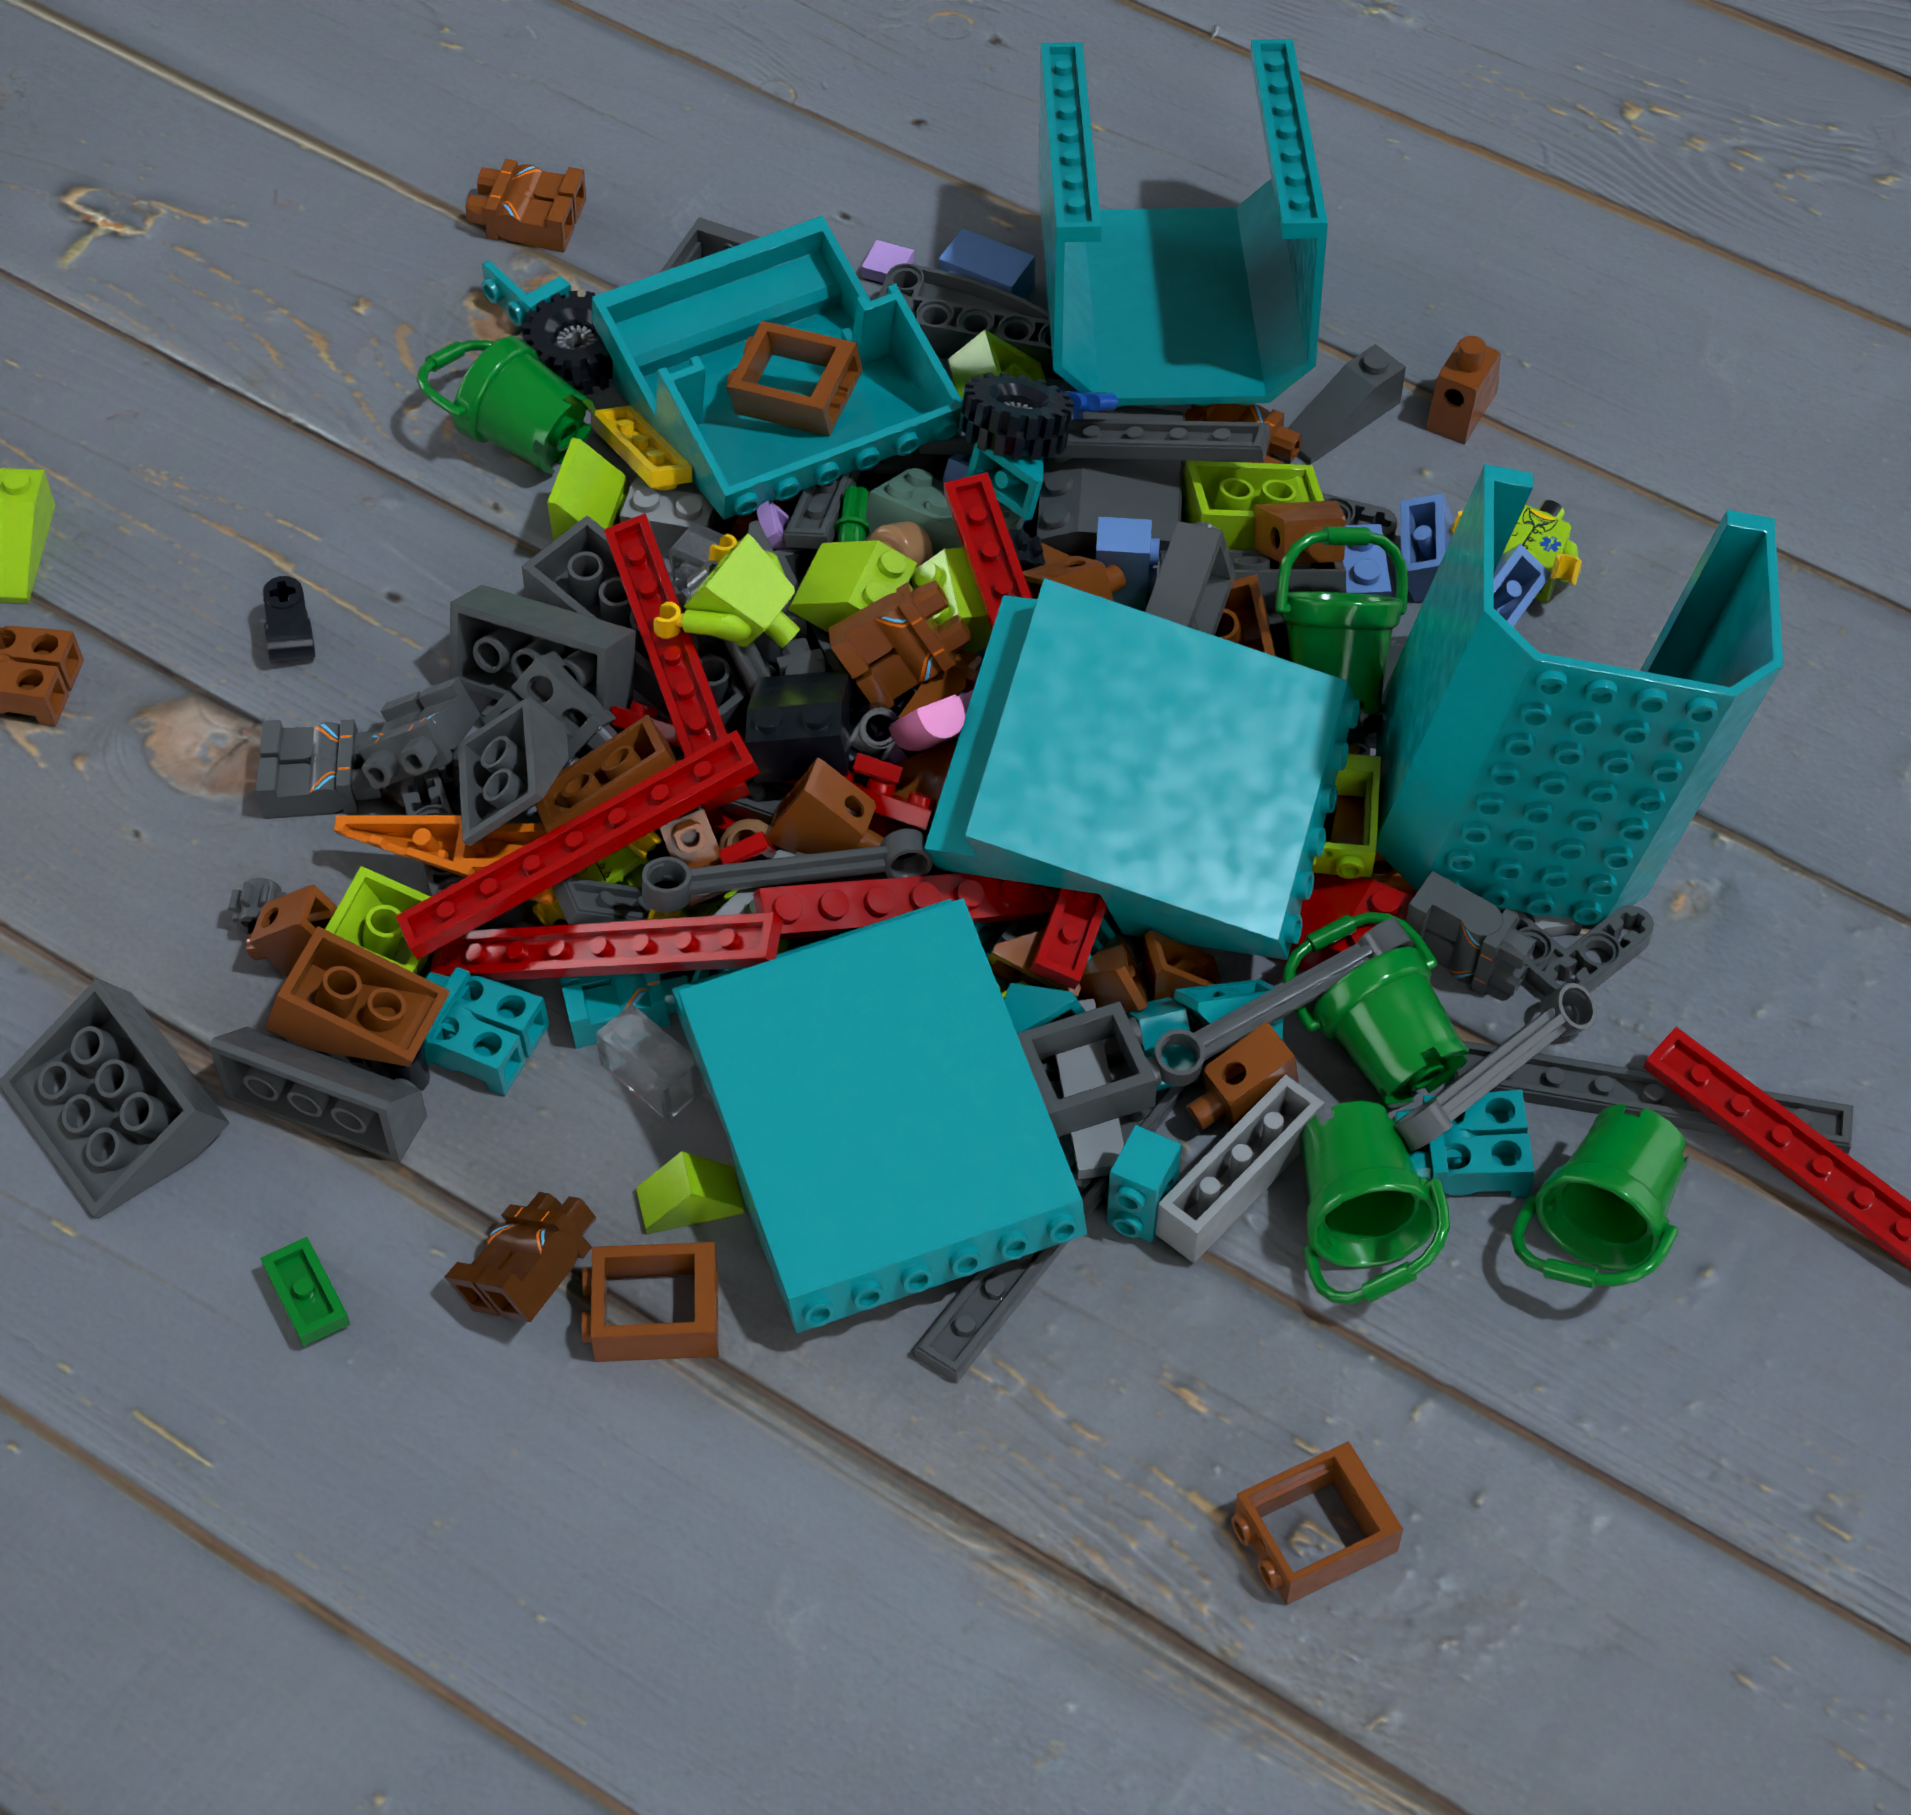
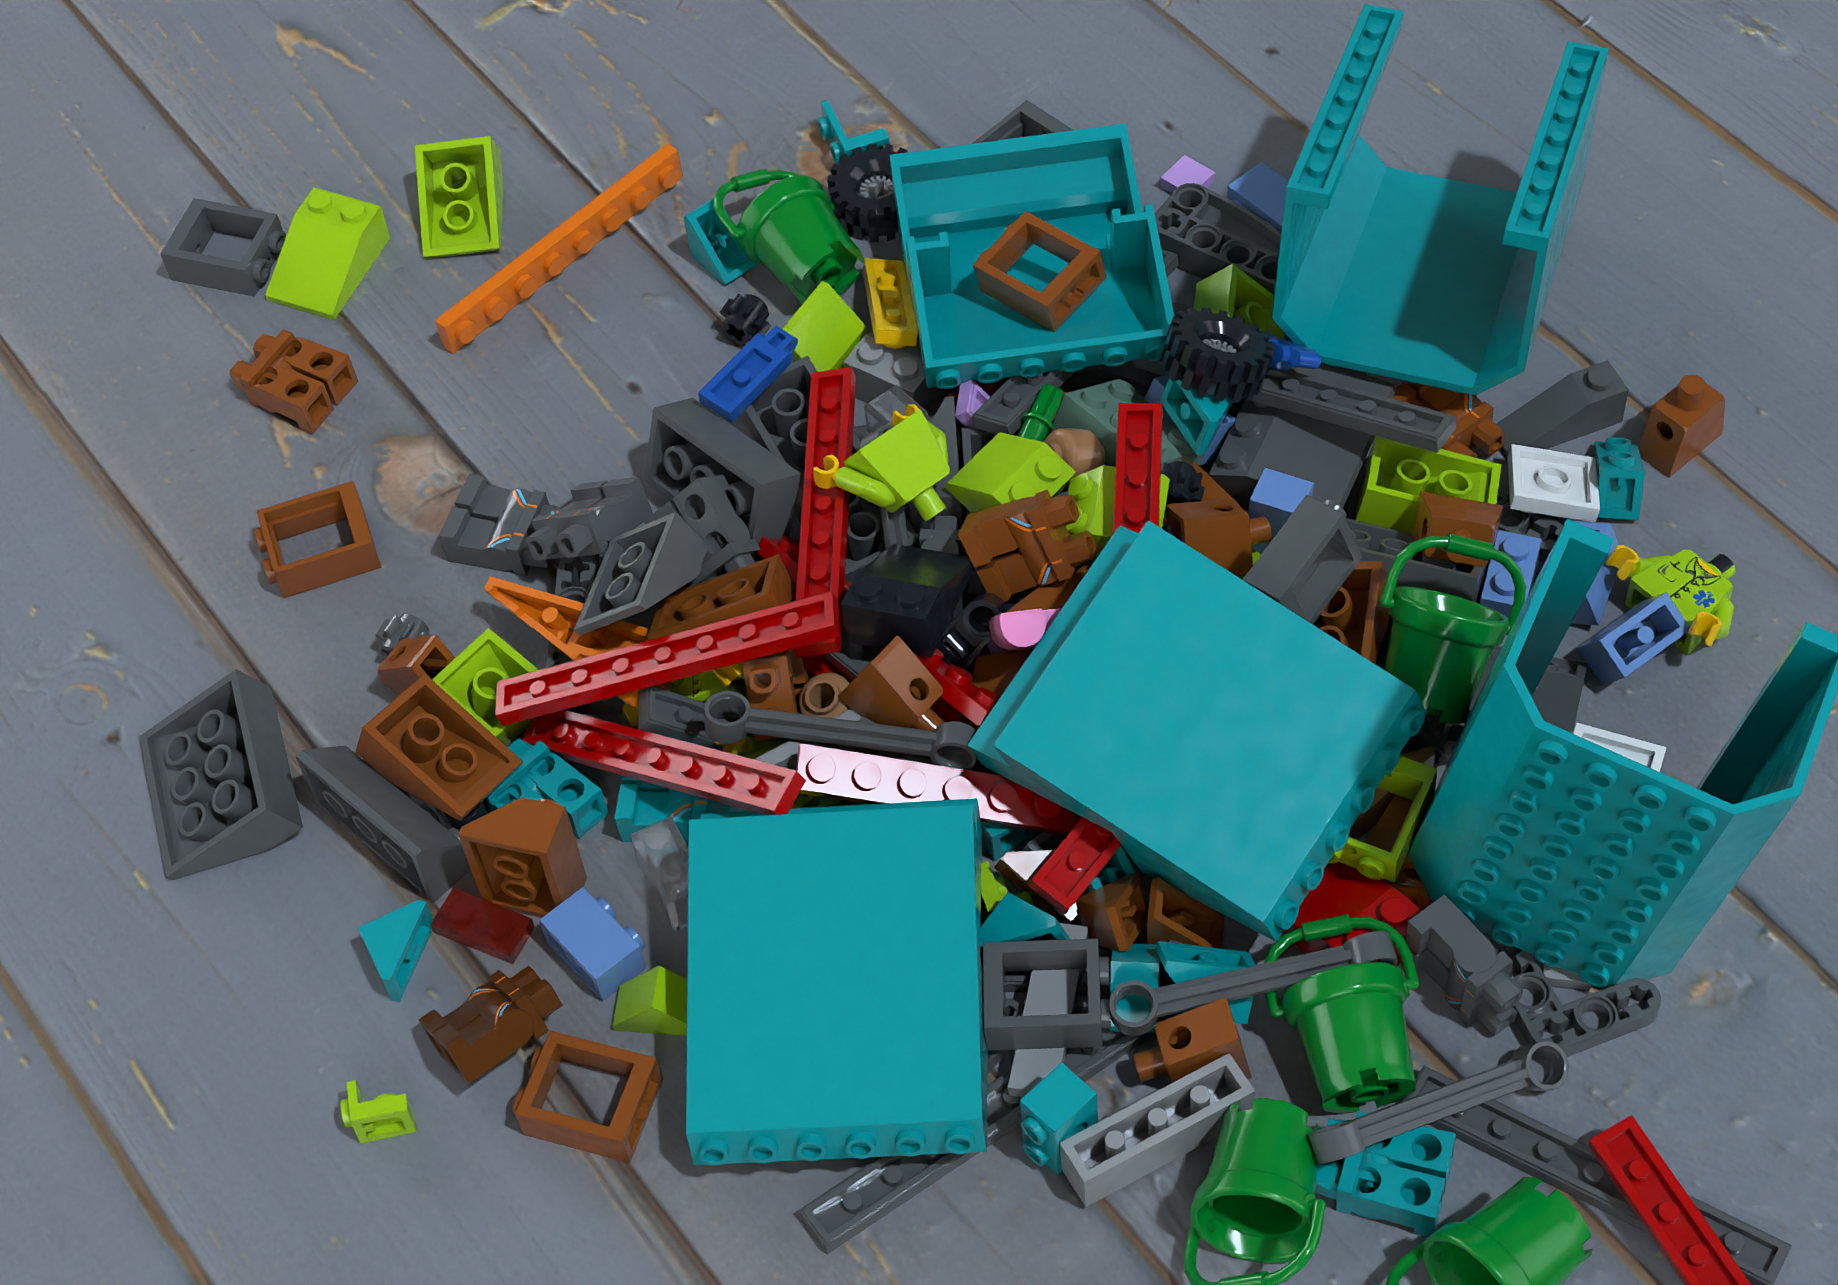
camera: 25 degrees right, 0 degrees up
(98, 803) = (308, 514): none -> dark orange window
(122, 444) = (460, 196): none -> lime slope
(255, 474) = (559, 249): none -> orange plate
(287, 621) = (530, 389): black piece -> none
(305, 1291) = (305, 996): green plate -> none
(381, 1213) = (397, 944): none -> teal slope
(426, 430) = (714, 245): none -> teal slope
(440, 1387) = (379, 1118): none -> lime bracket
(465, 1169) = (483, 925): none -> clear red plate
(490, 498) = (745, 318): none -> black gear
(499, 1085) = (524, 856): none -> dark orange slope
(528, 204) = (888, 56): dark orange hips -> none
(536, 546) = (748, 373): none -> blue hinge
(594, 1152) = (594, 943): none -> medium blue brick
(749, 849) = (816, 704): red tile -> none
(877, 768) = (965, 657): red tile -> none
(1365, 472) = (1553, 483): none -> white plate
(1427, 455) = (1619, 478): none -> teal bracket

